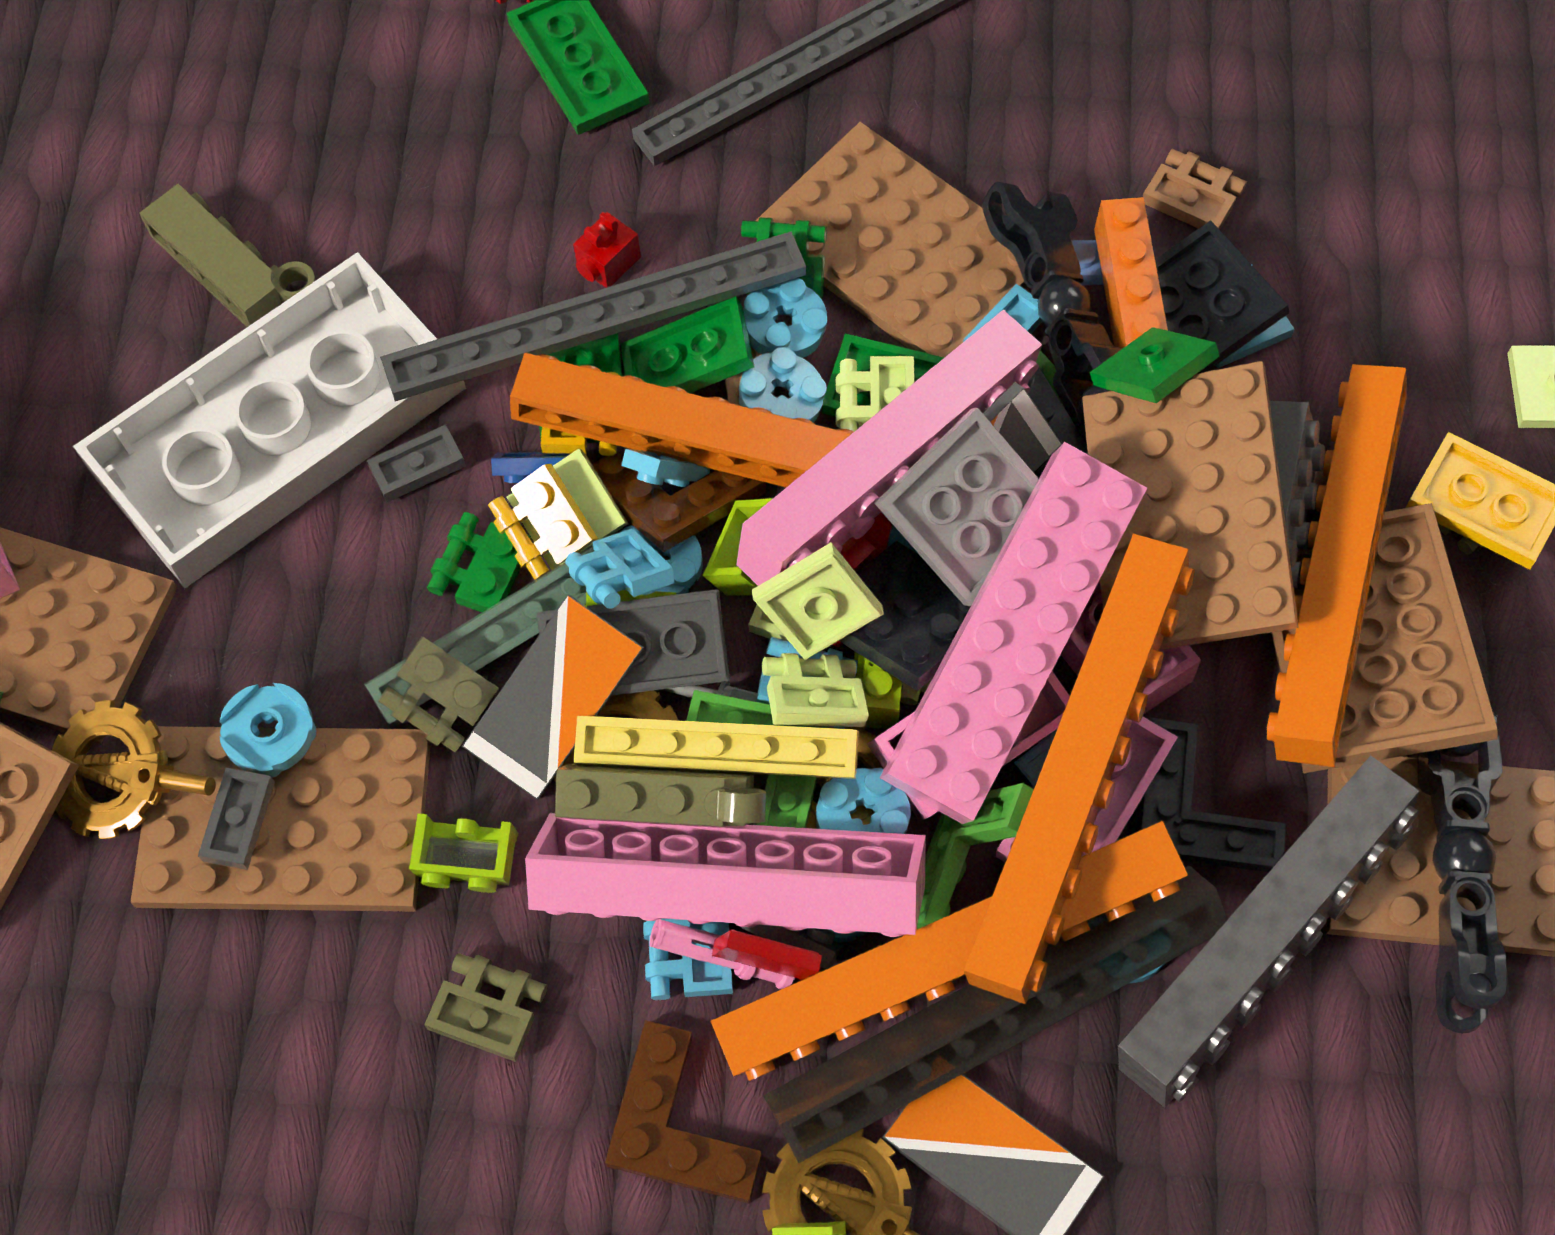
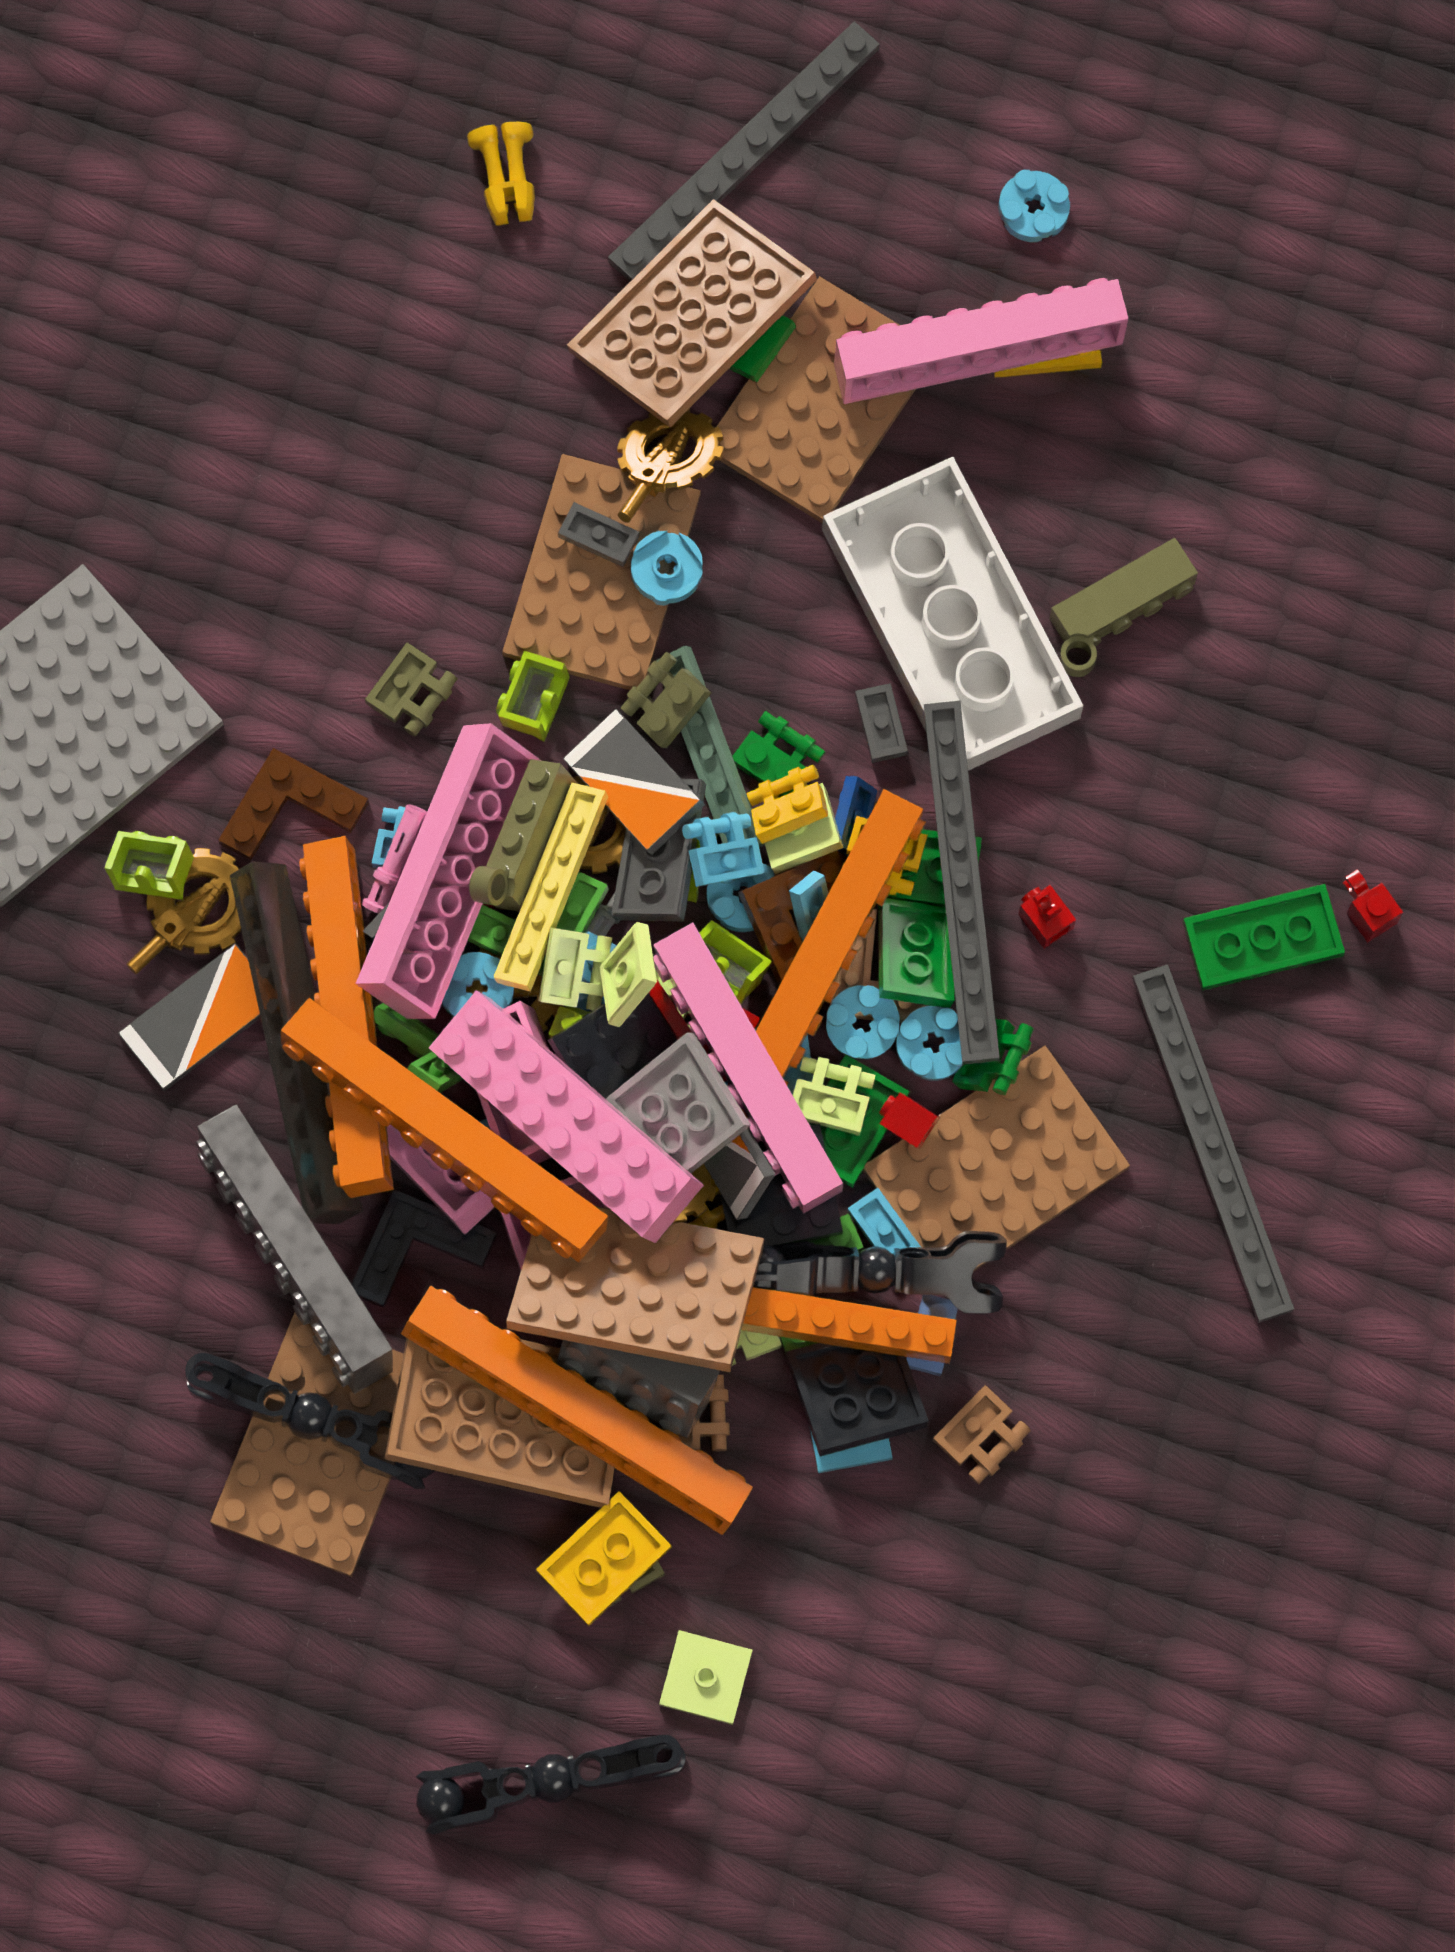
camera: 100 degrees right, 10 degrees up
(767, 954) = (378, 882): red tile -> none
(884, 311) = (908, 1119): none -> red brick
(1154, 364) = (765, 1293): green plate -> none

